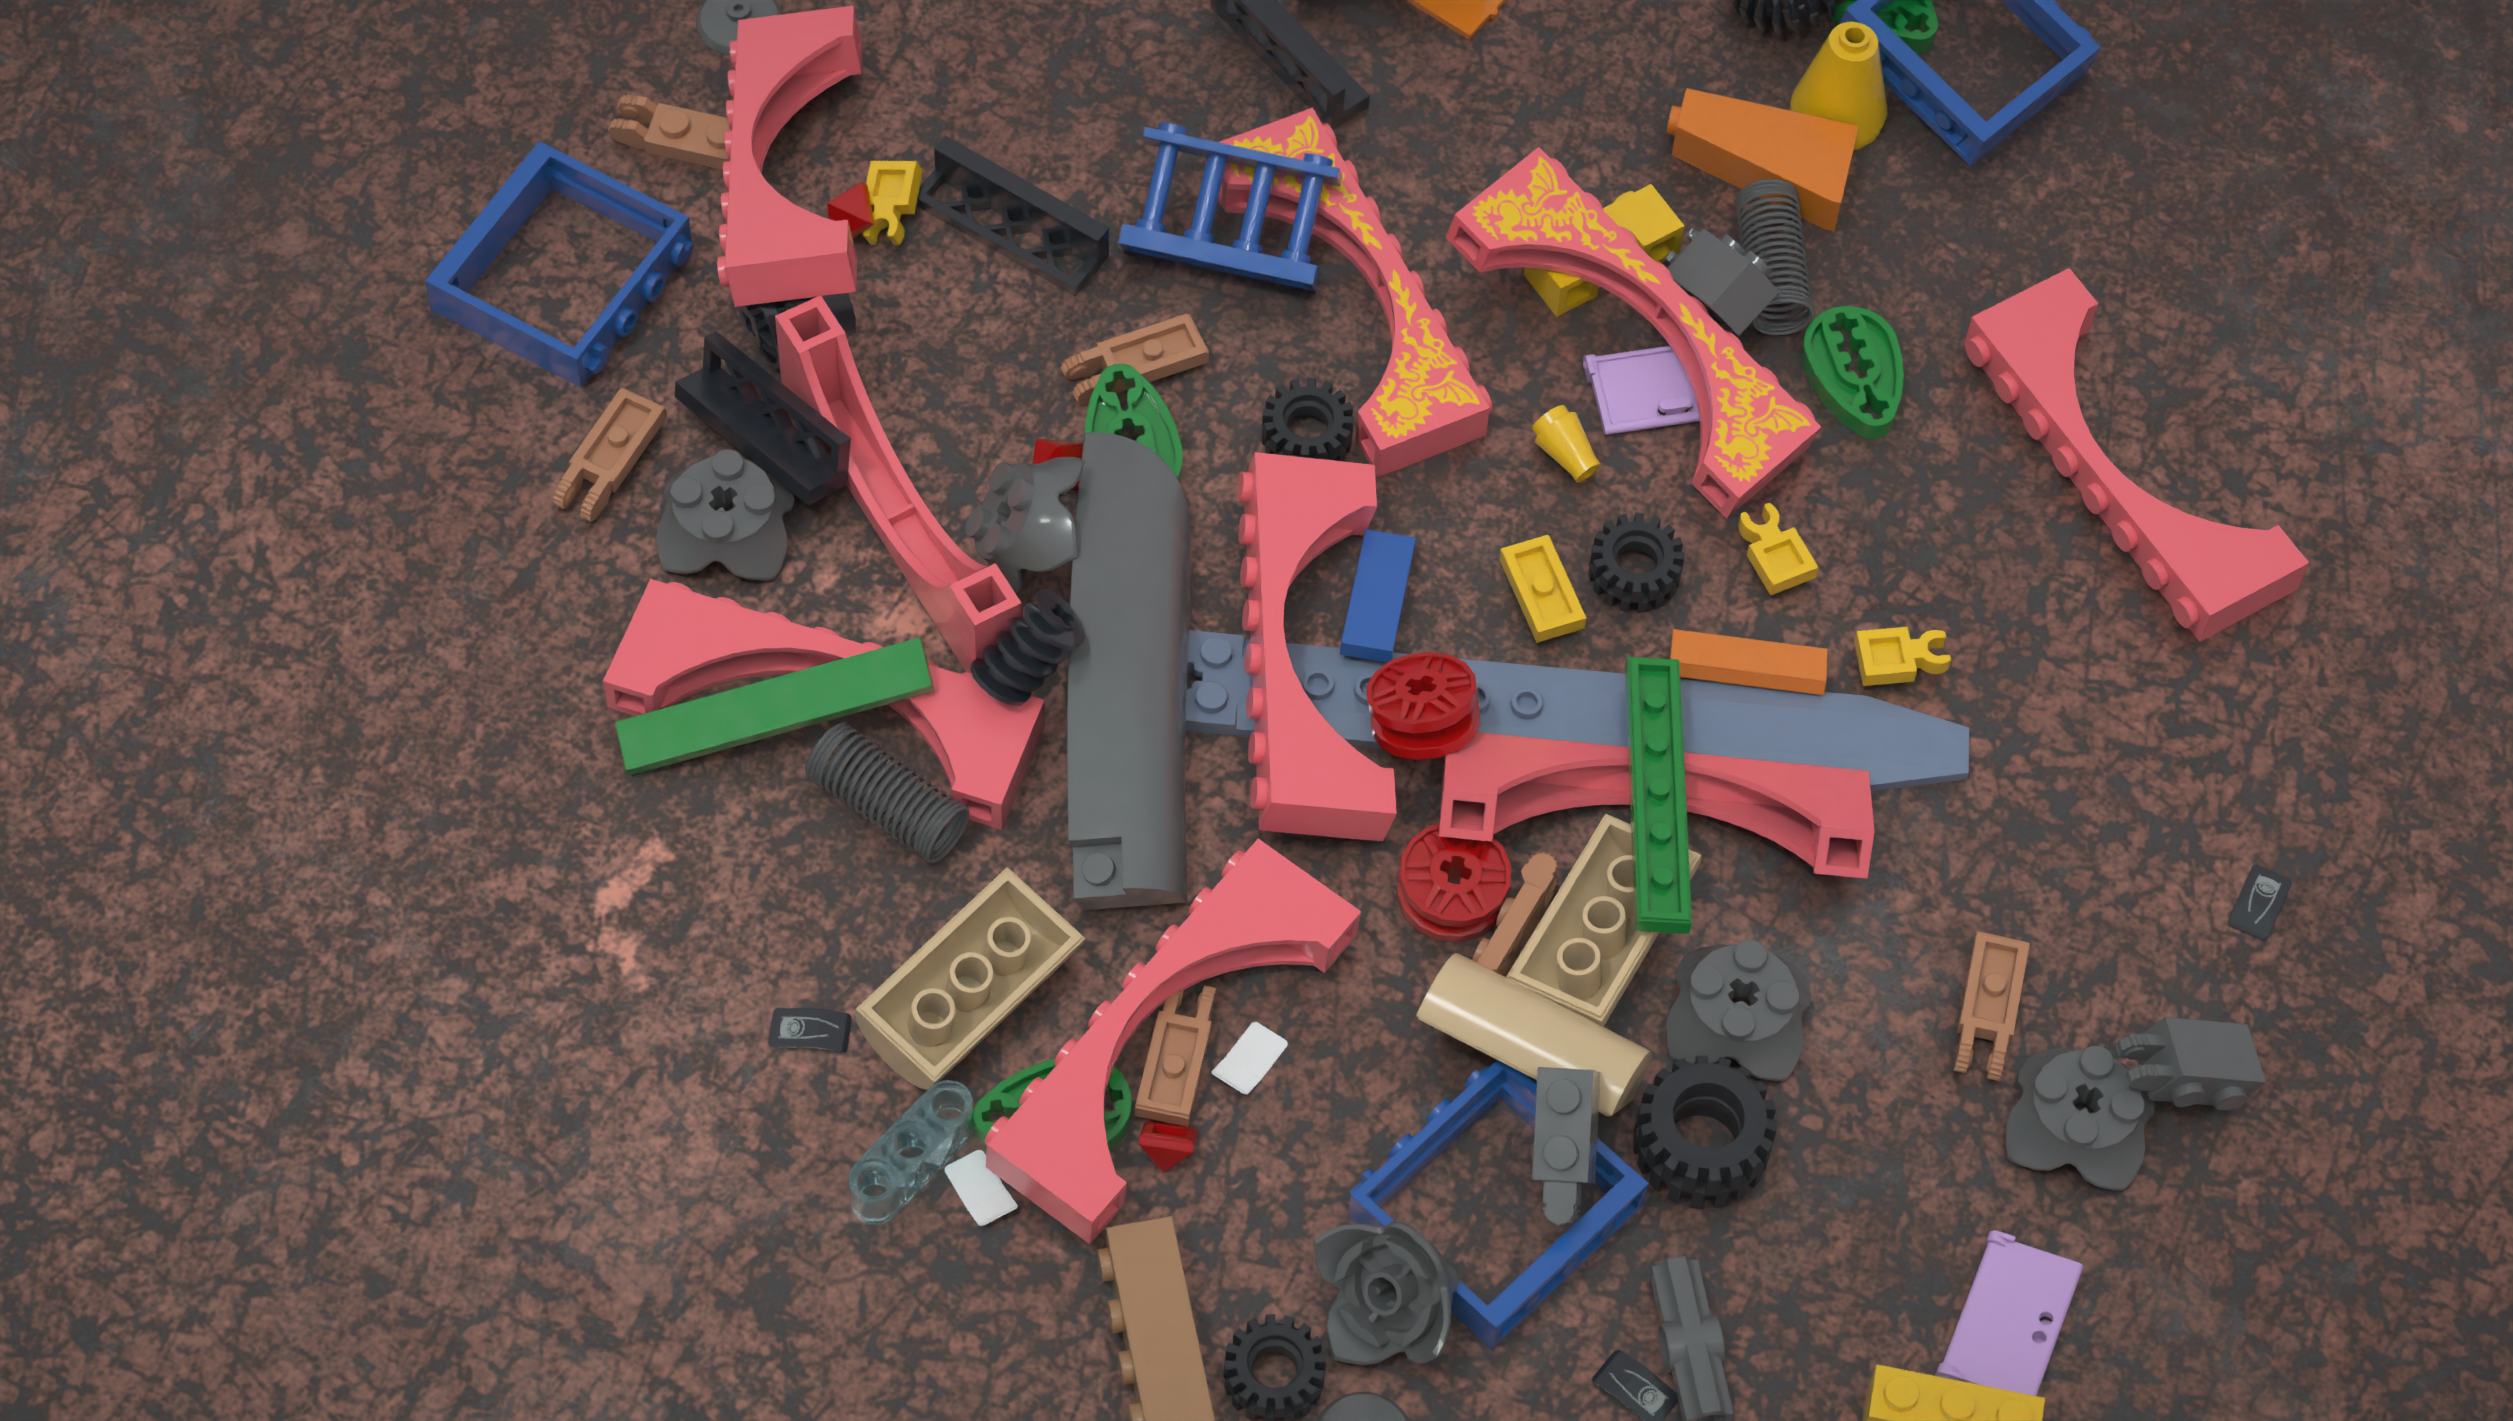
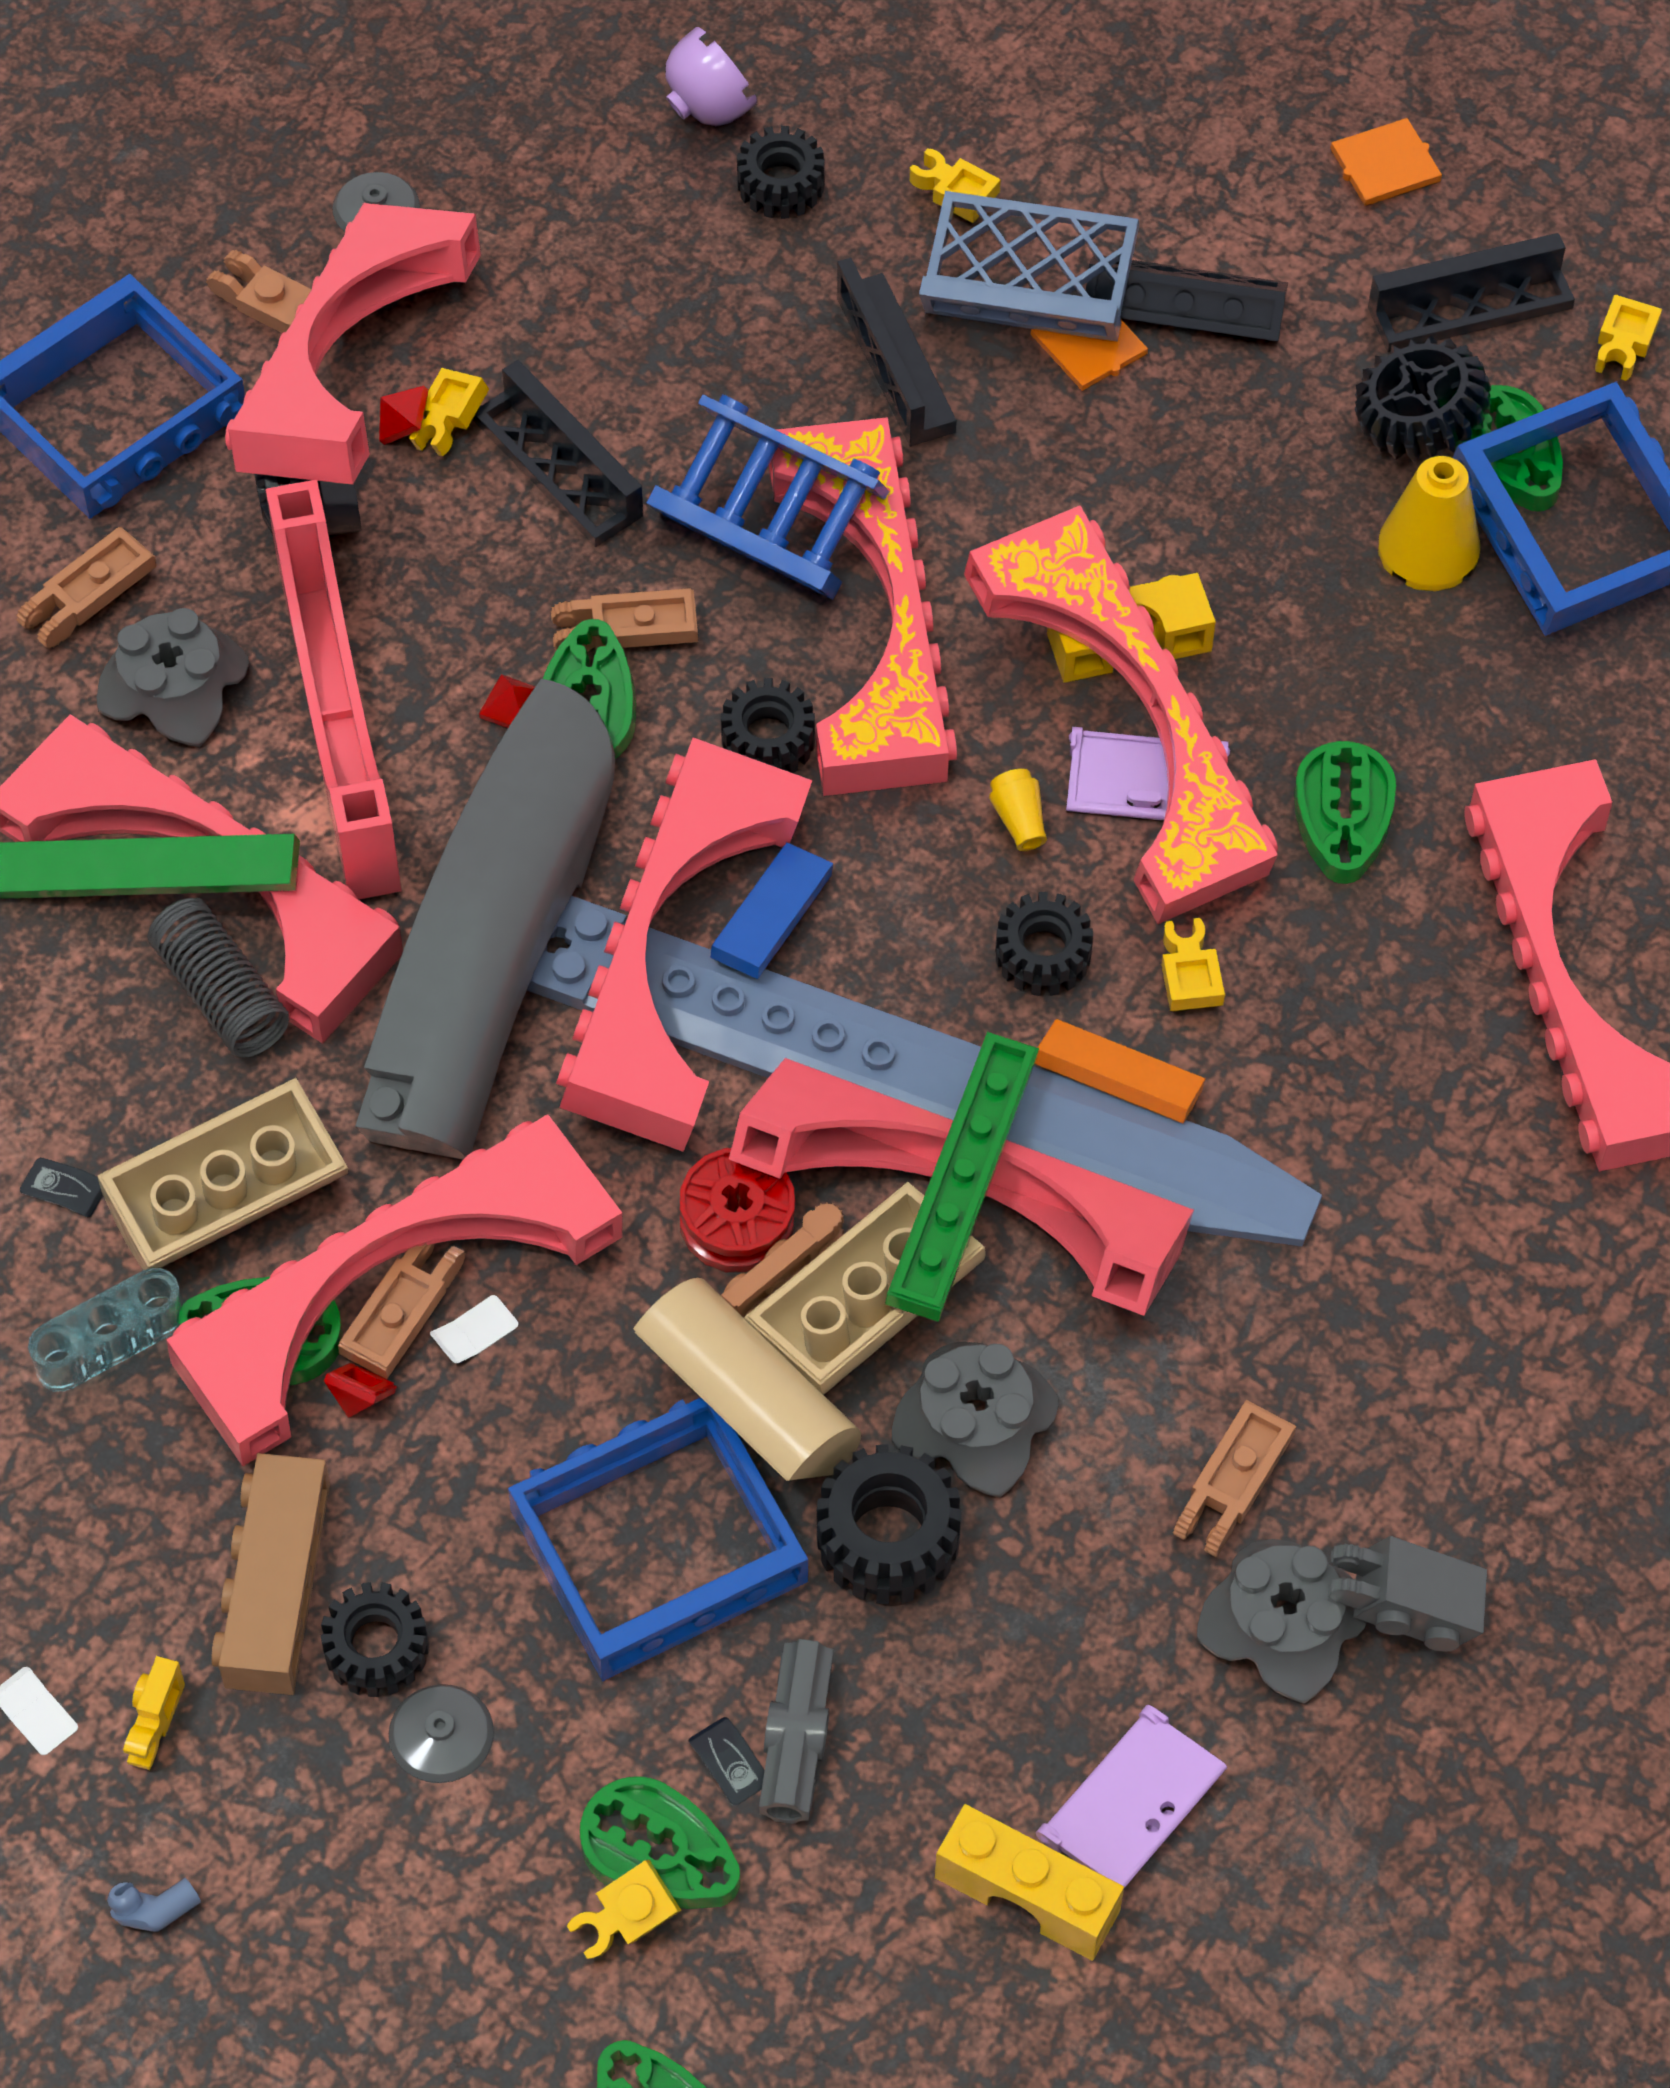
camera: 20 degrees right, 0 degrees up
(764, 428) = (240, 593): black fence -> none
(980, 1188) = (163, 1387): white sticker -> none
(1024, 521) = (440, 751): dark grey brick -> none
(1030, 649) = (391, 871): black piece -> none
(1367, 1315) = (511, 1594): dark grey brick -> none
(1423, 705) = (762, 1027): red wheel -> none
(1542, 588) = (940, 945): yellow plate -> none
(1565, 1138) = (729, 1490): dark grey hinge -> none
(1723, 278) = (1230, 683): dark grey hinge -> none
(1758, 189) = (1280, 711): dark grey piece -> none
(1761, 142) = (1336, 571): orange slope -> none
(1891, 656) = (1266, 1102): yellow plate -> none
(2259, 902) = (1559, 1450): black sticker -> none

